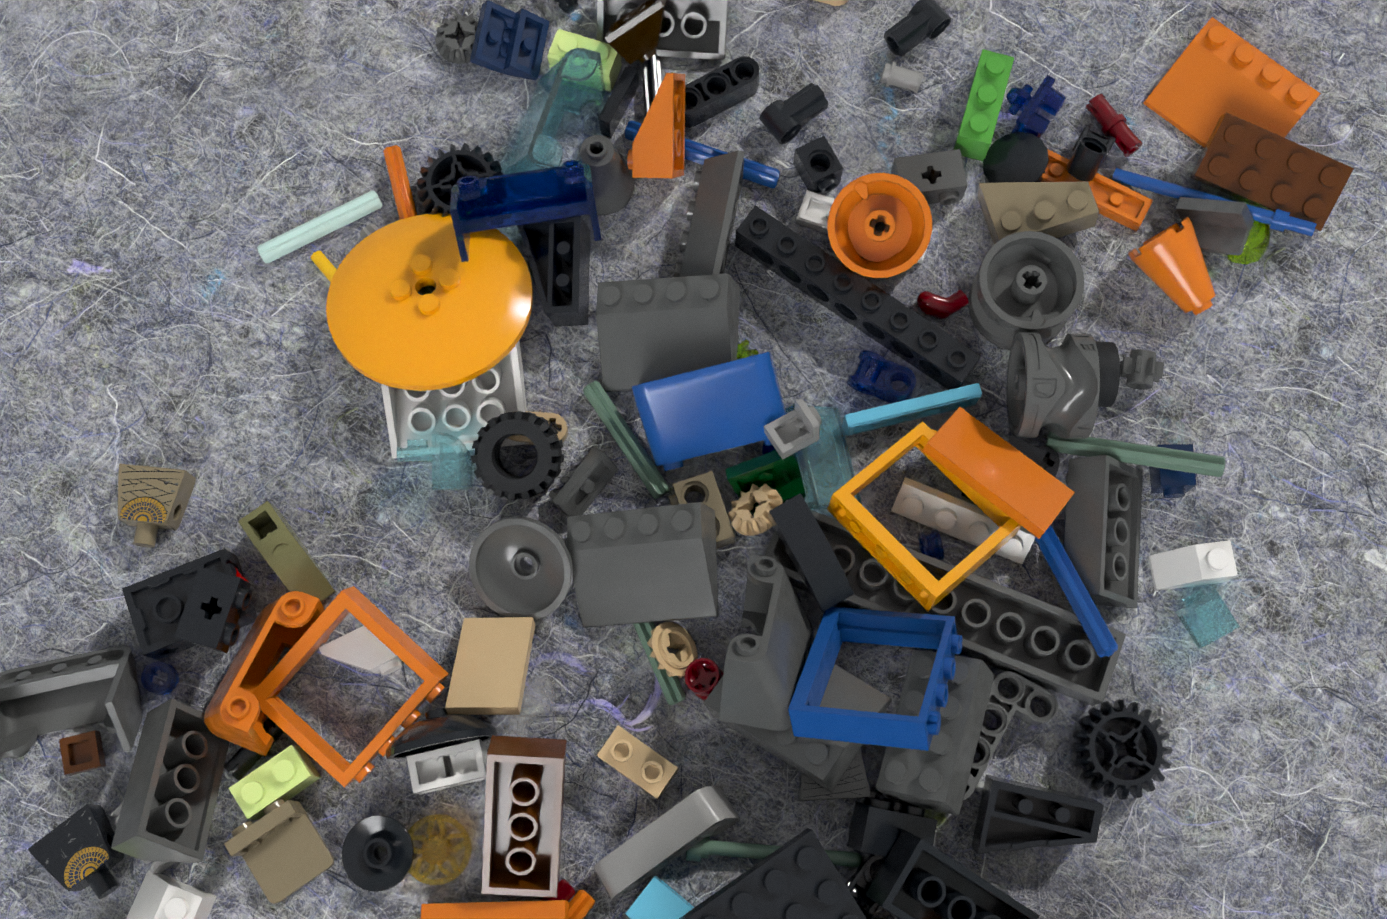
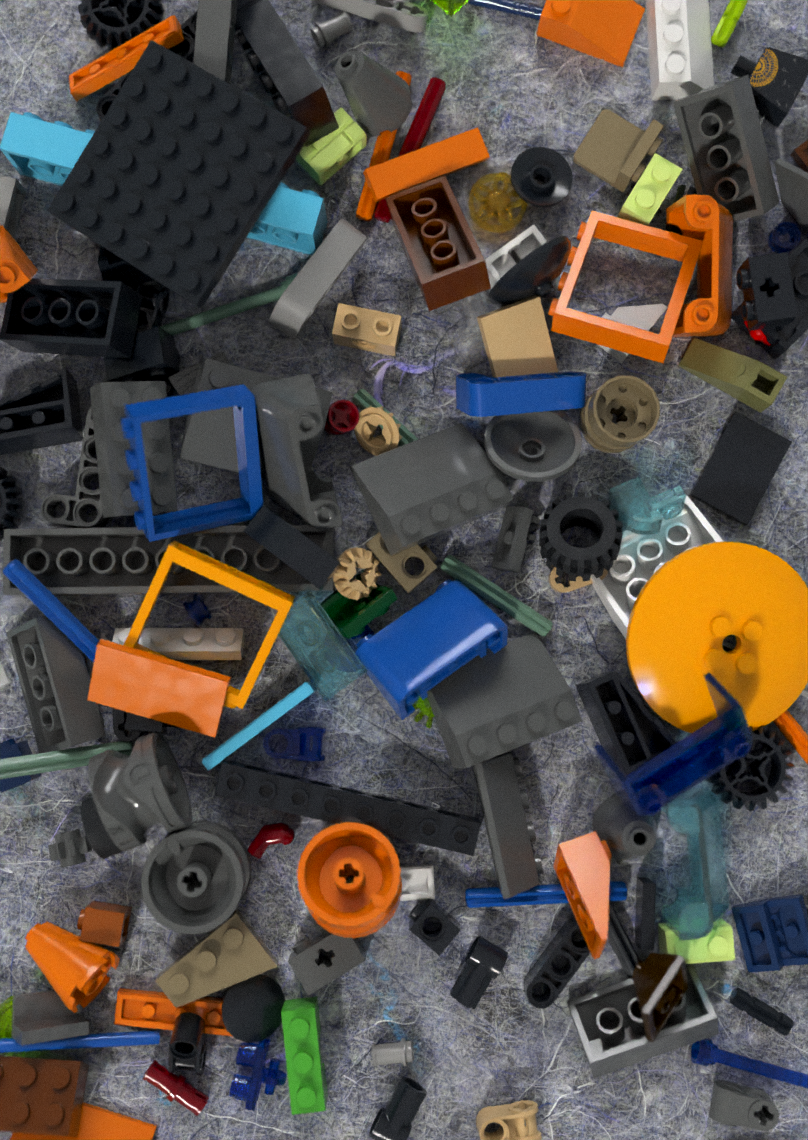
camera: 155 degrees right, 10 degrees up
(327, 463) = (740, 468): none -> black tile
(403, 555) = (635, 409): none -> dark tan wheel
(513, 621) = (519, 394): none -> blue beam
(794, 429) = (349, 648): light grey bracket -> none
(1131, 289) = (104, 923): none -> dark orange brick

